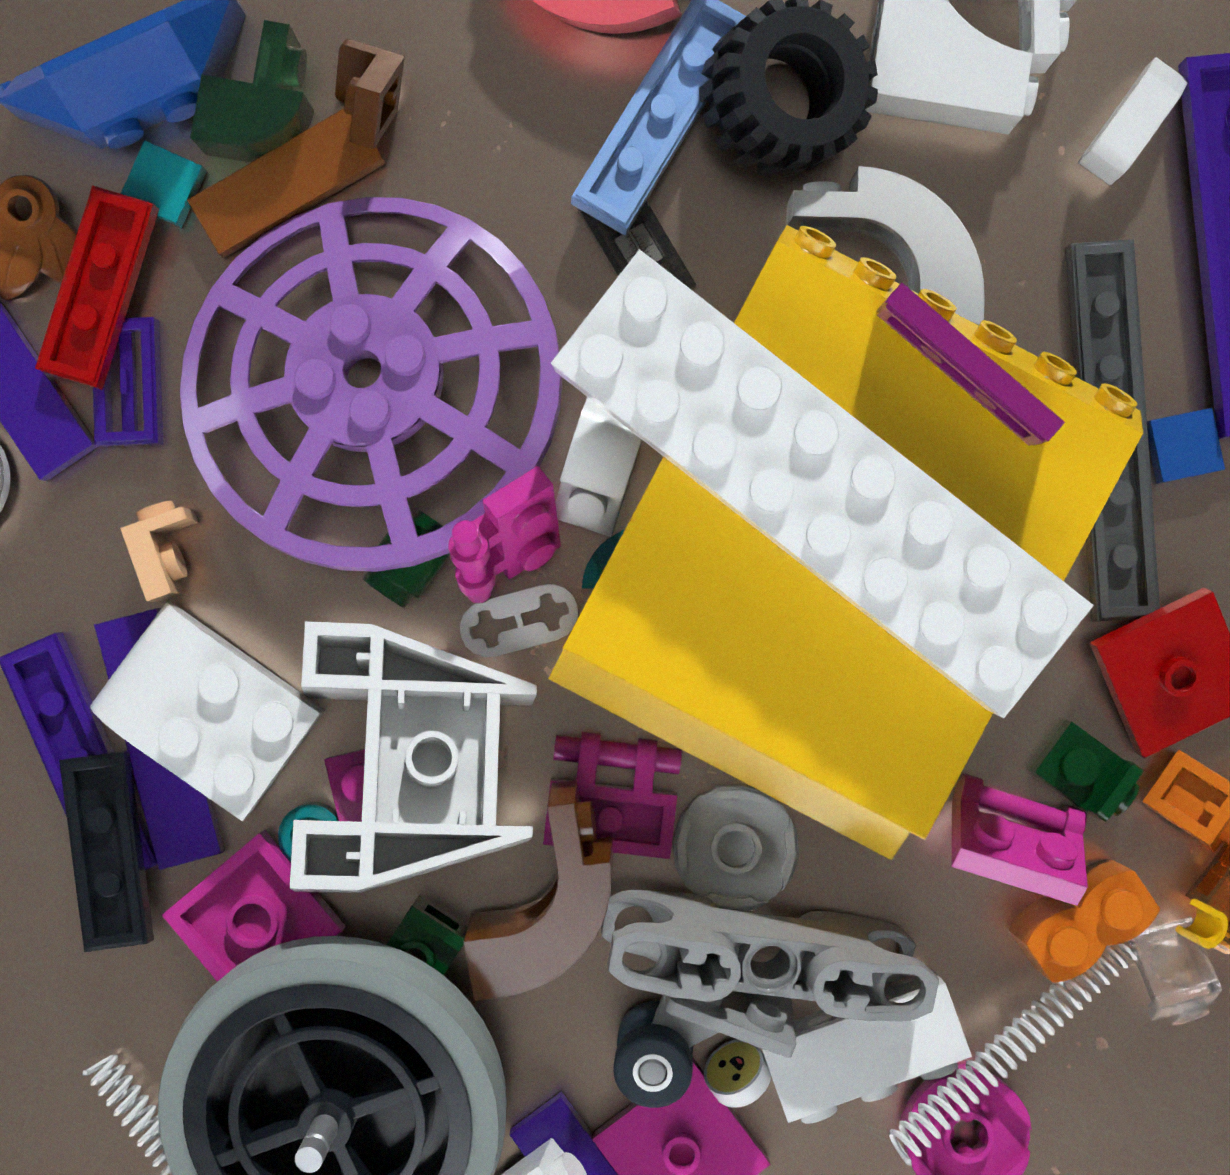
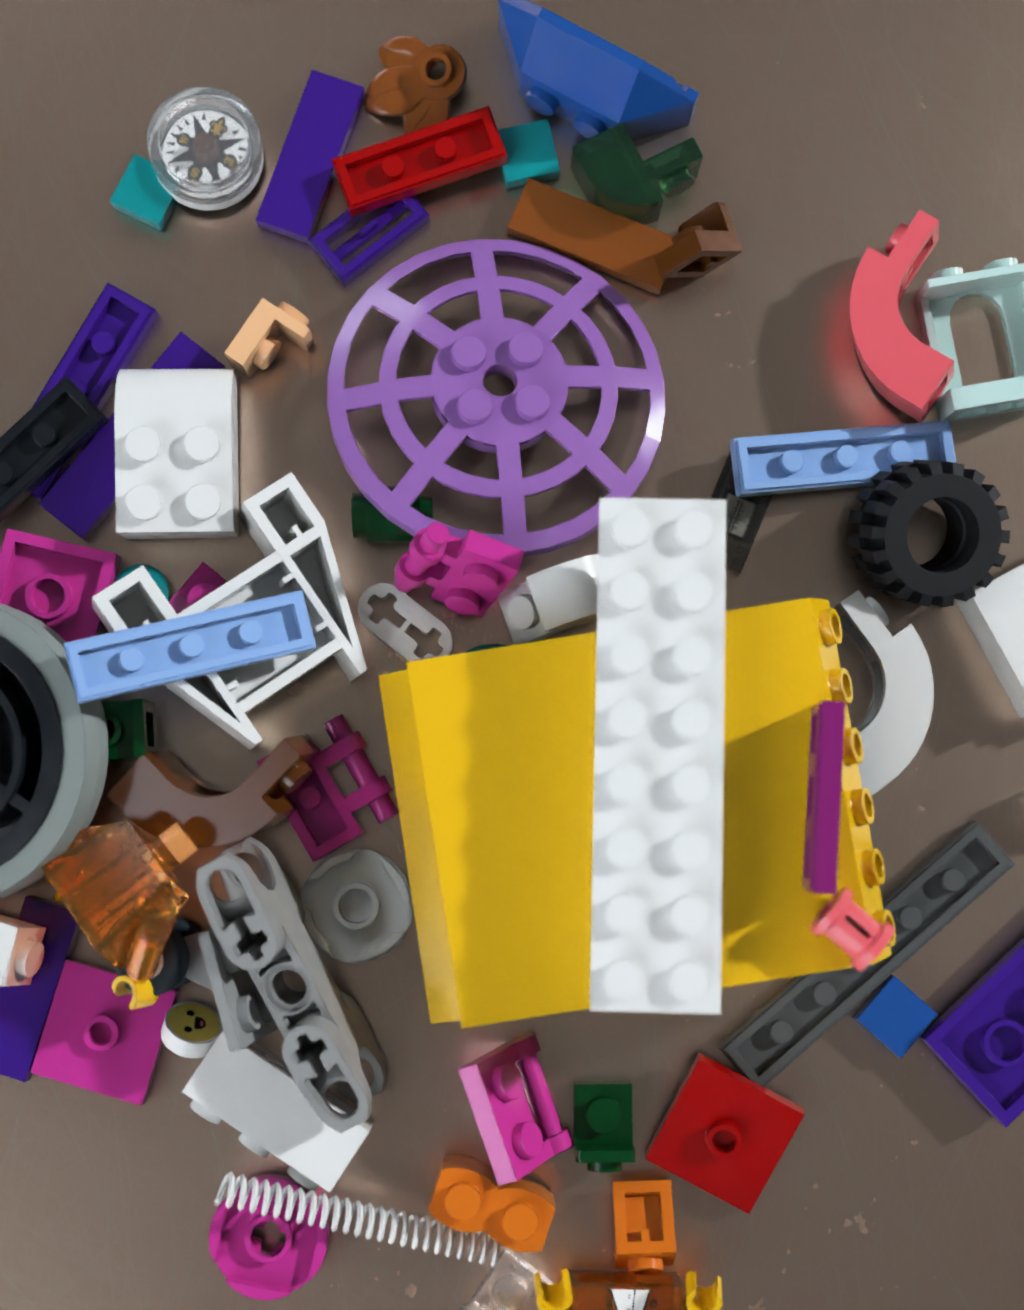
camera: 50 degrees right, 5 degrees down
(400, 832) = (189, 646): none -> light blue tile
(580, 1051) = (124, 896): none -> clear orange torso
(1102, 430) = (852, 929): none -> coral bush

